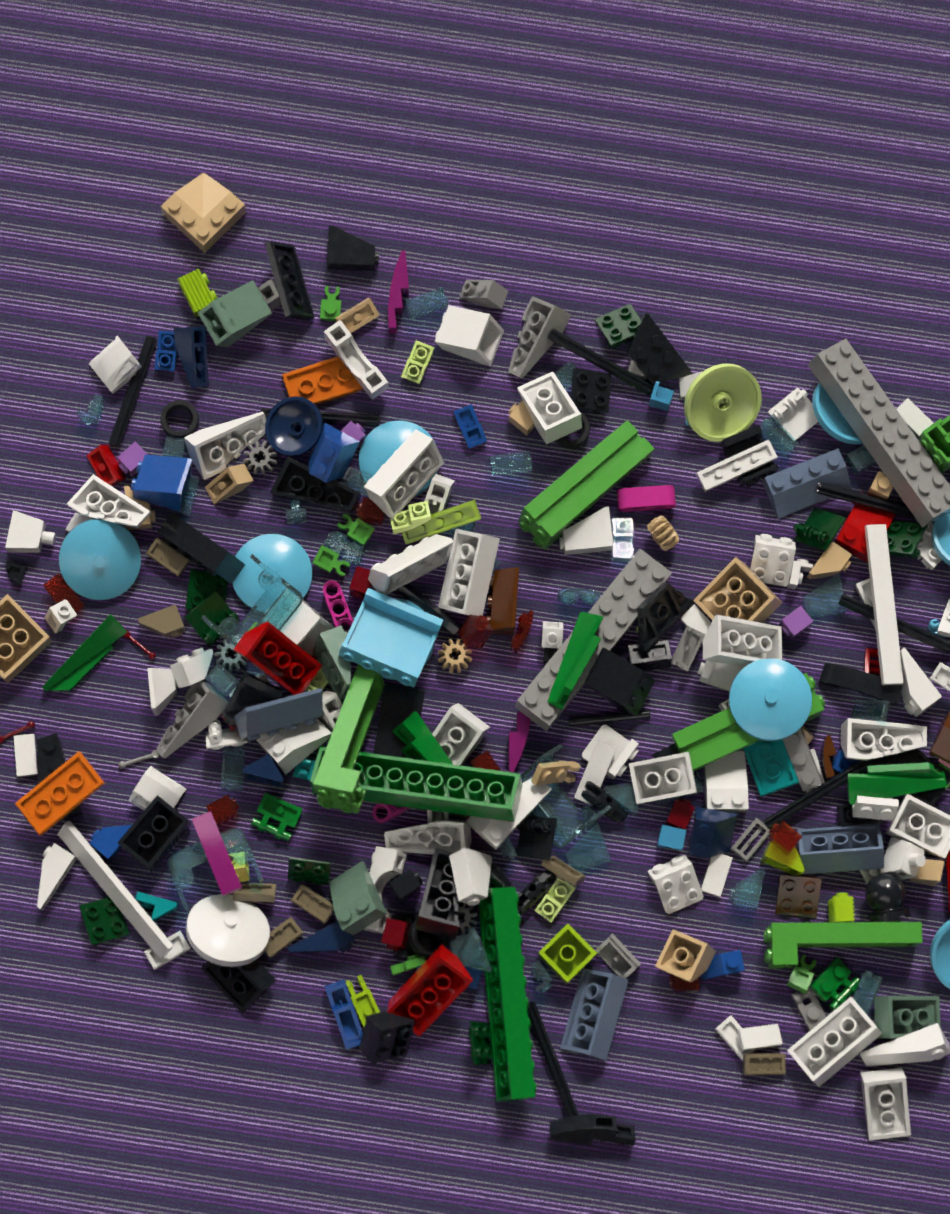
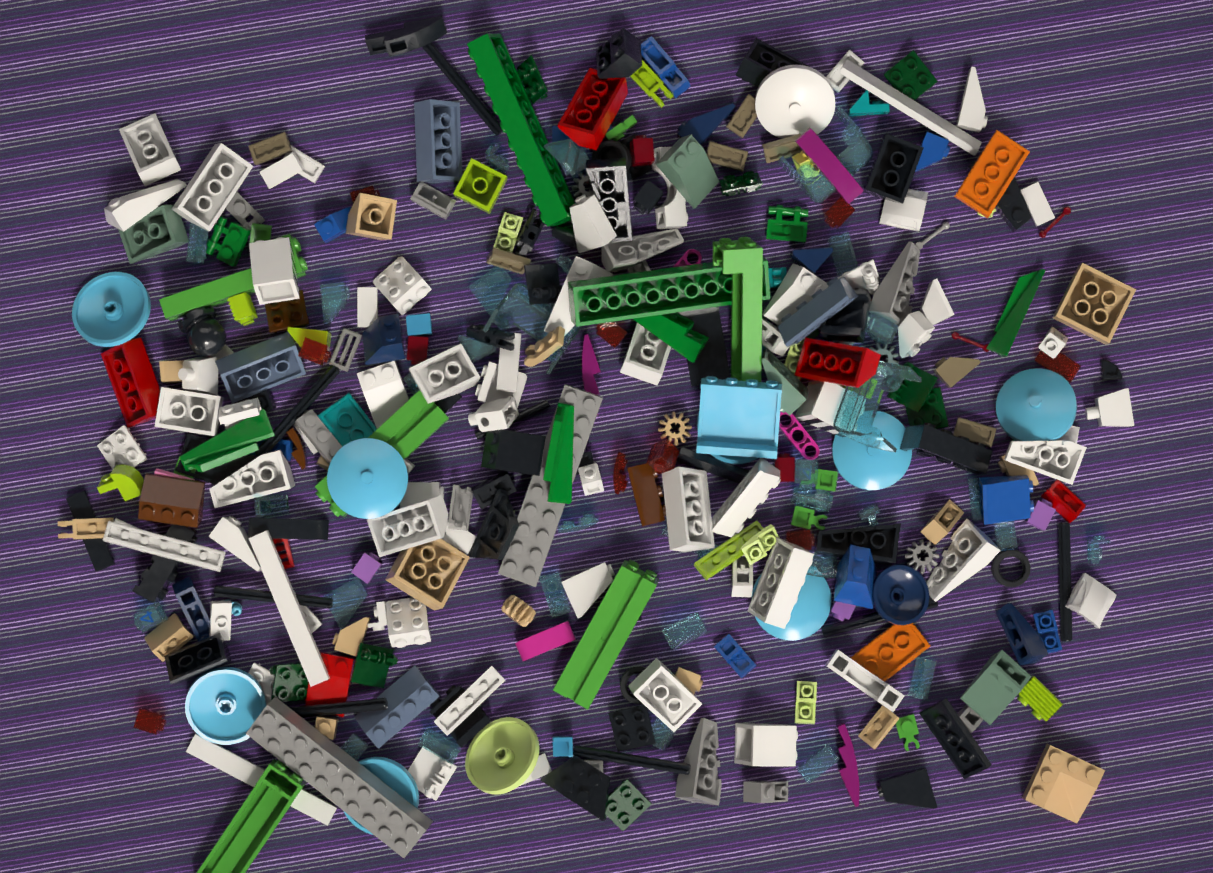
camera: 170 degrees right, 10 degrees up
(300, 347) = (922, 678): none -> clear light blue hinge
(343, 570) = (806, 473): none -> clear light blue brick
(625, 724) = (495, 415): none -> white torso
(800, 931) = (273, 270): none -> white slope

